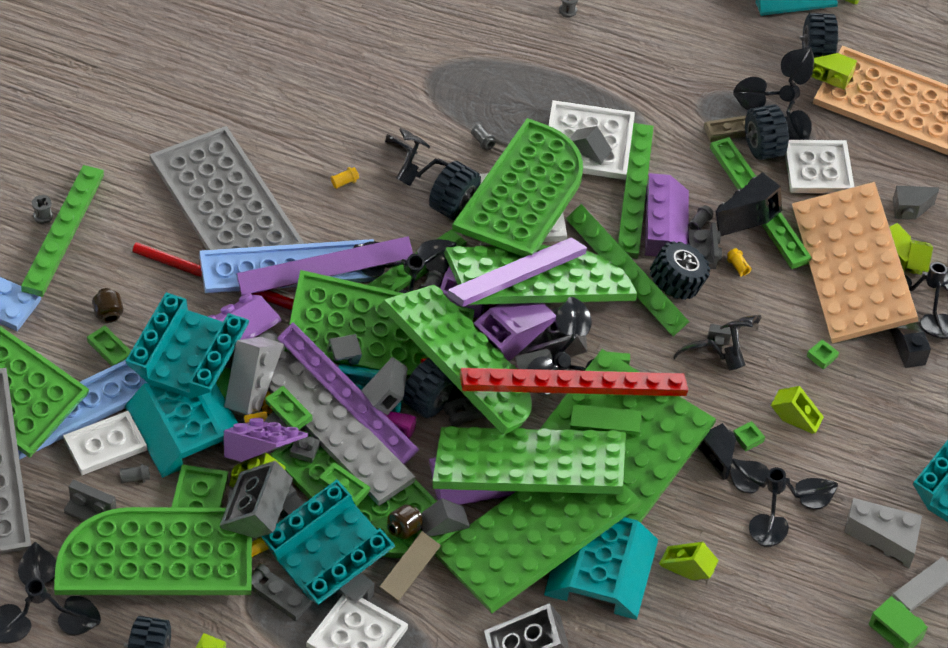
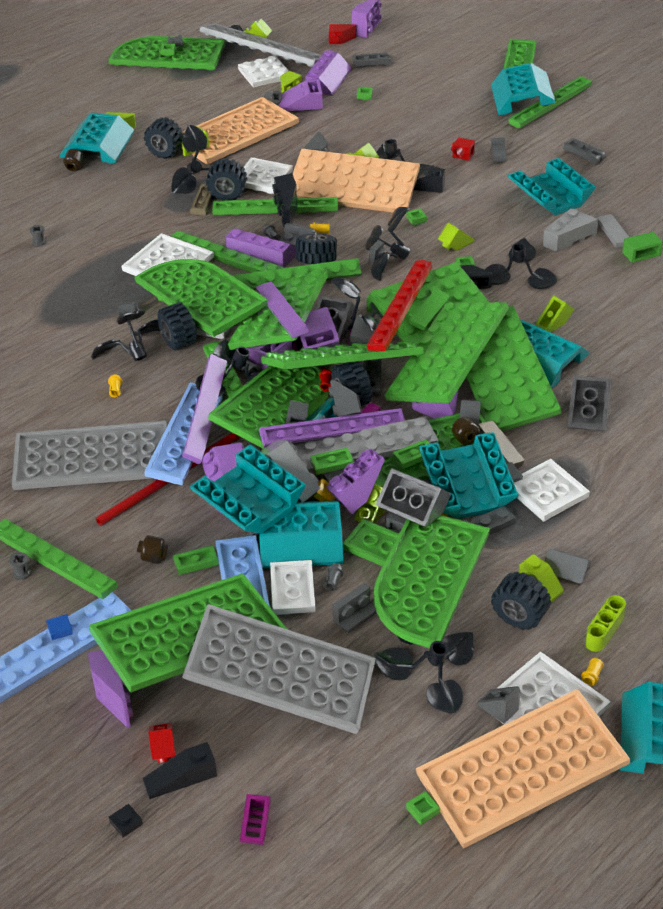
camera: 60 degrees left, 10 degrees down
(592, 143) = (175, 252): dark grey slope -> none

